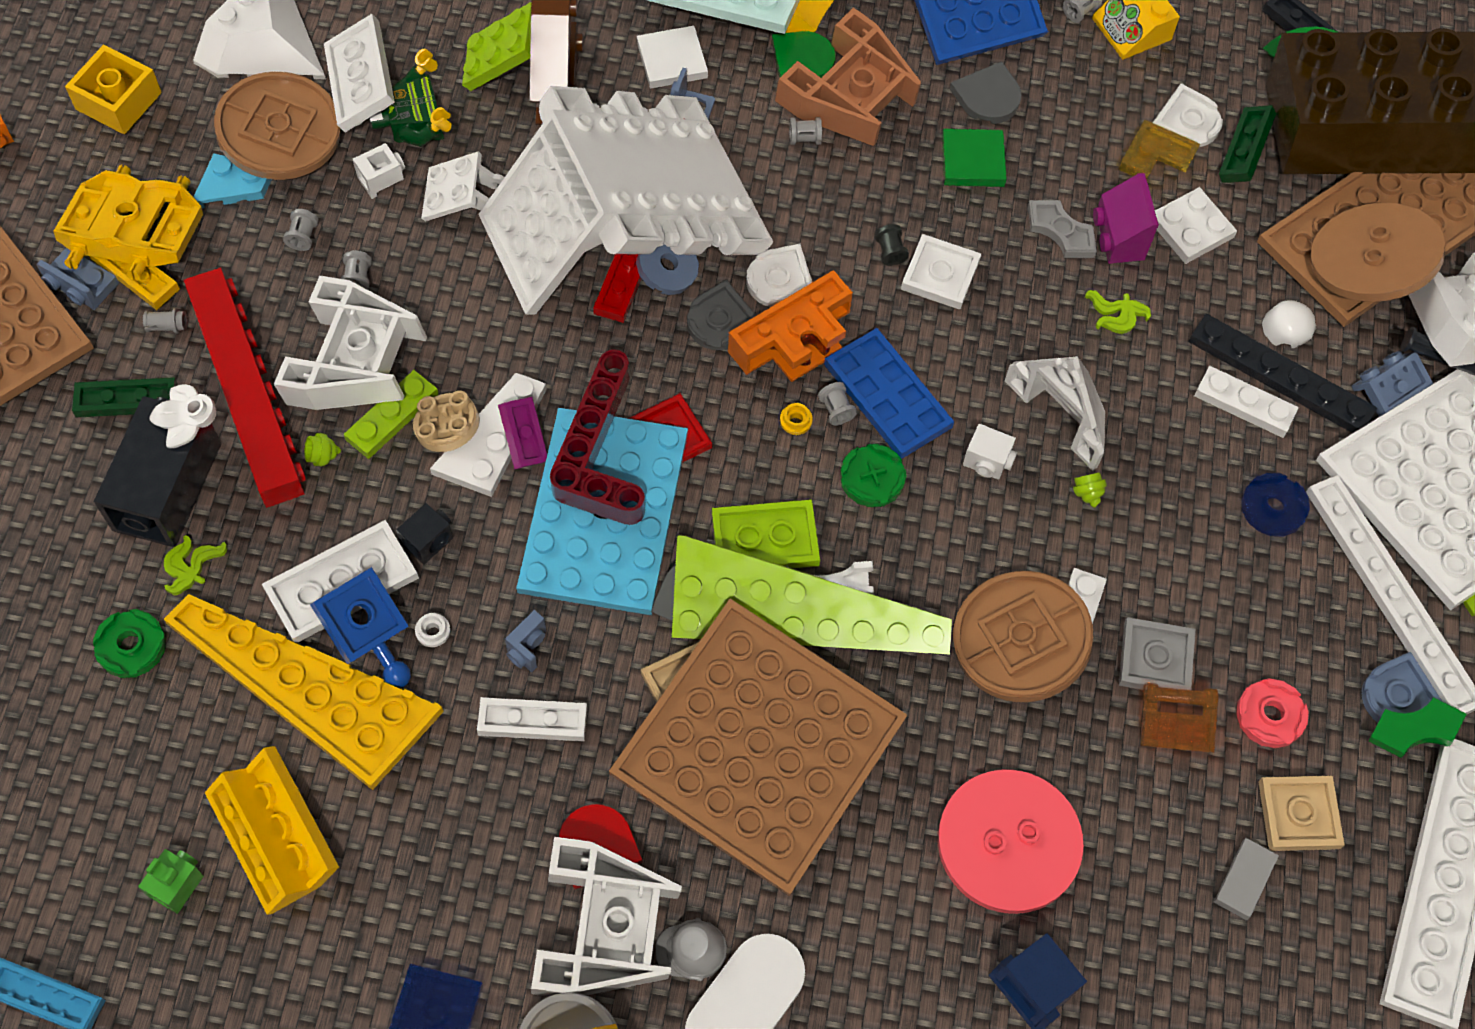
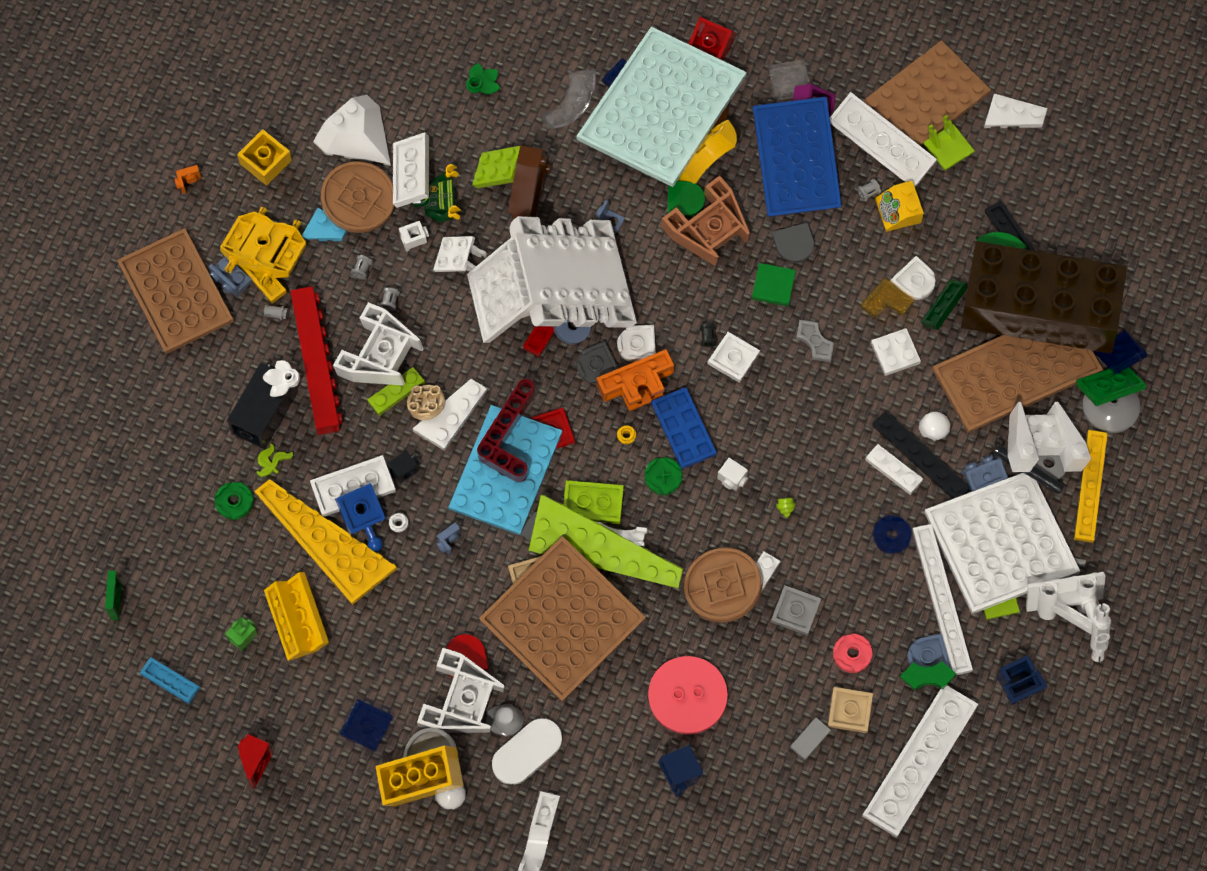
camera: 15 degrees right, 5 degrees up
(117, 396) = (247, 355): dark green plate -> none
(320, 449) = (353, 406): lime plate -> none
(523, 432) = (468, 417): magenta plate -> none
(532, 719) = (443, 582): white plate -> none
(669, 51) = (603, 185): white tile -> none
(805, 131) = (674, 251): light grey bush -> none
(837, 403) = (652, 429): light grey bush -> none
(1074, 390) = (788, 452): white wedge -> none
(1126, 220) = (851, 345): magenta slope -> none
(1129, 310) = (838, 406): lime piece -> none
(1176, 729) = (795, 652): clear orange plate -> none
(1378, 252) = (994, 392): medium nougat plate -> none

